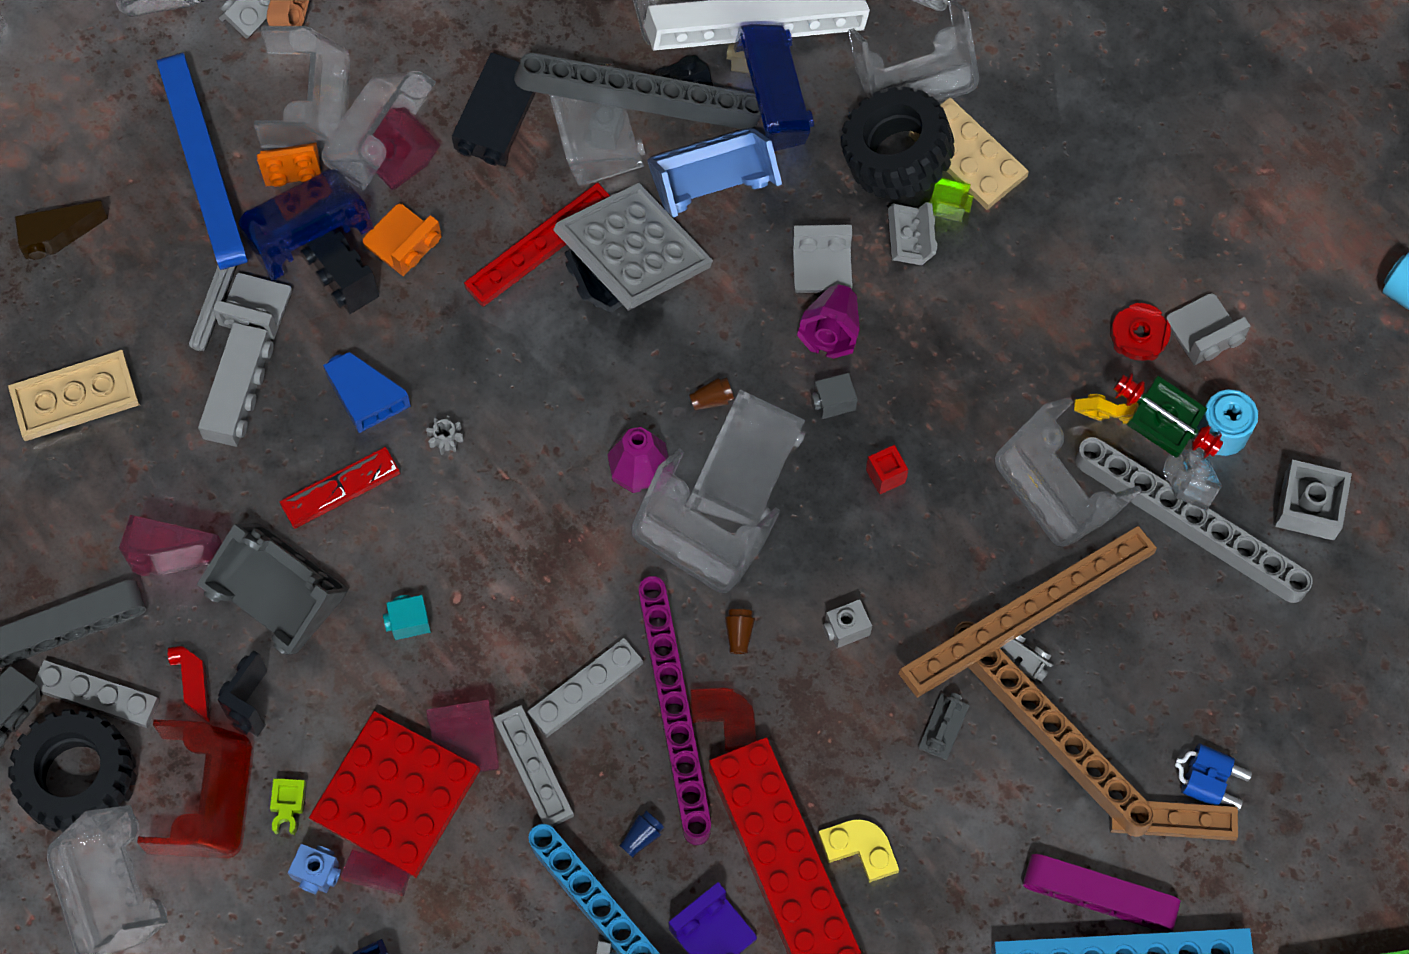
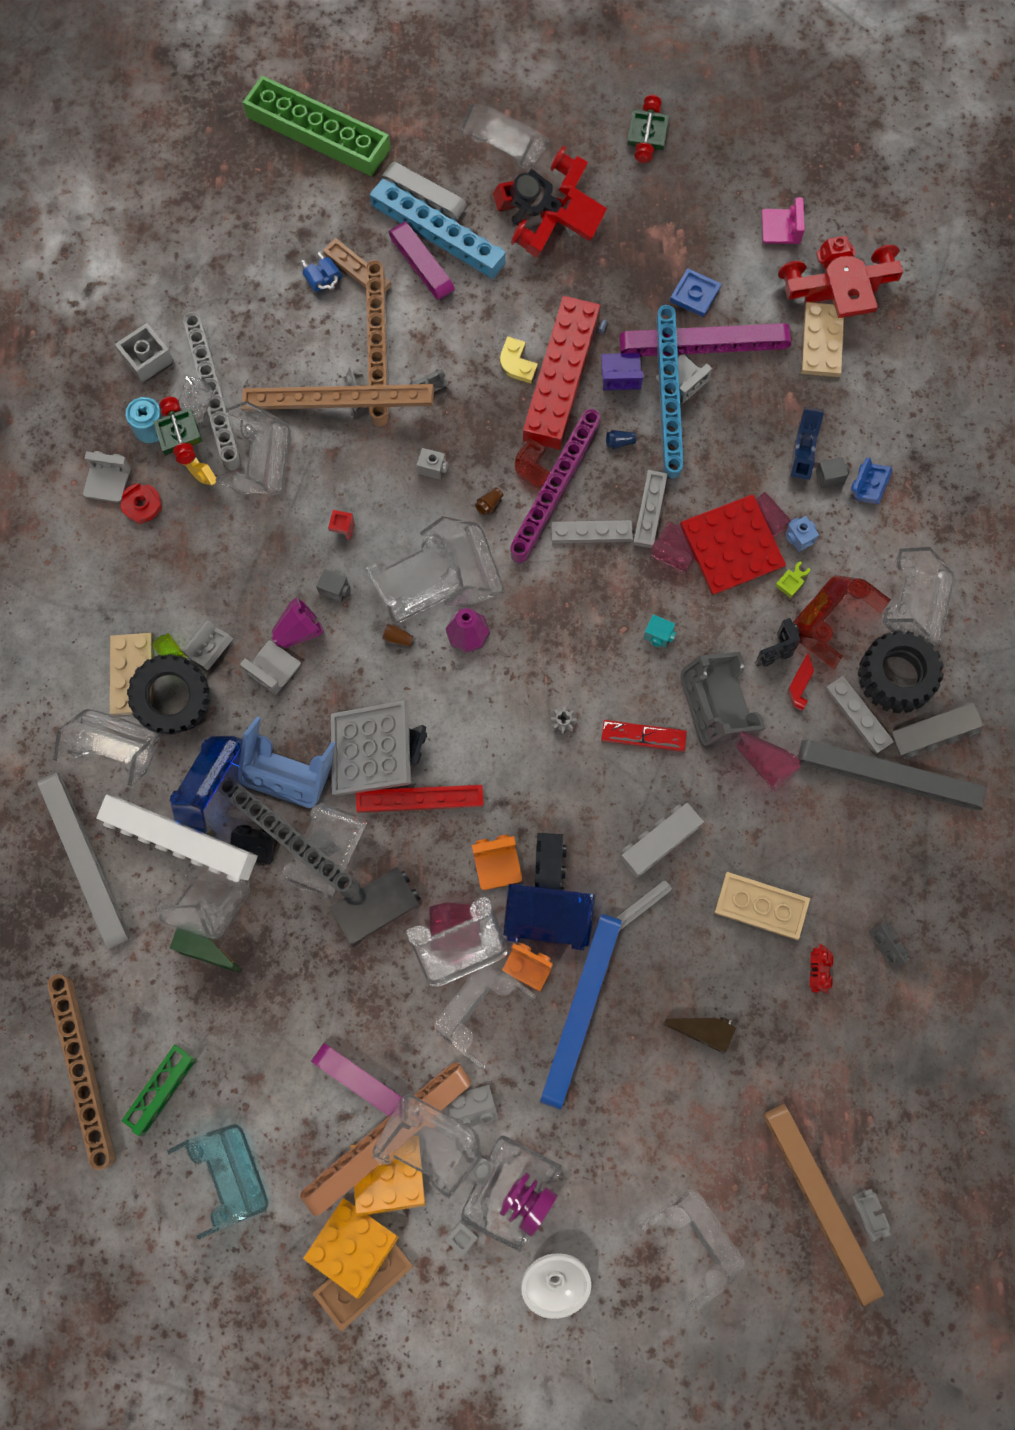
camera: 140 degrees left, 5 degrees up
(254, 304) = (616, 884): light grey bracket -> none
(364, 391) = (590, 780): blue slope -> none

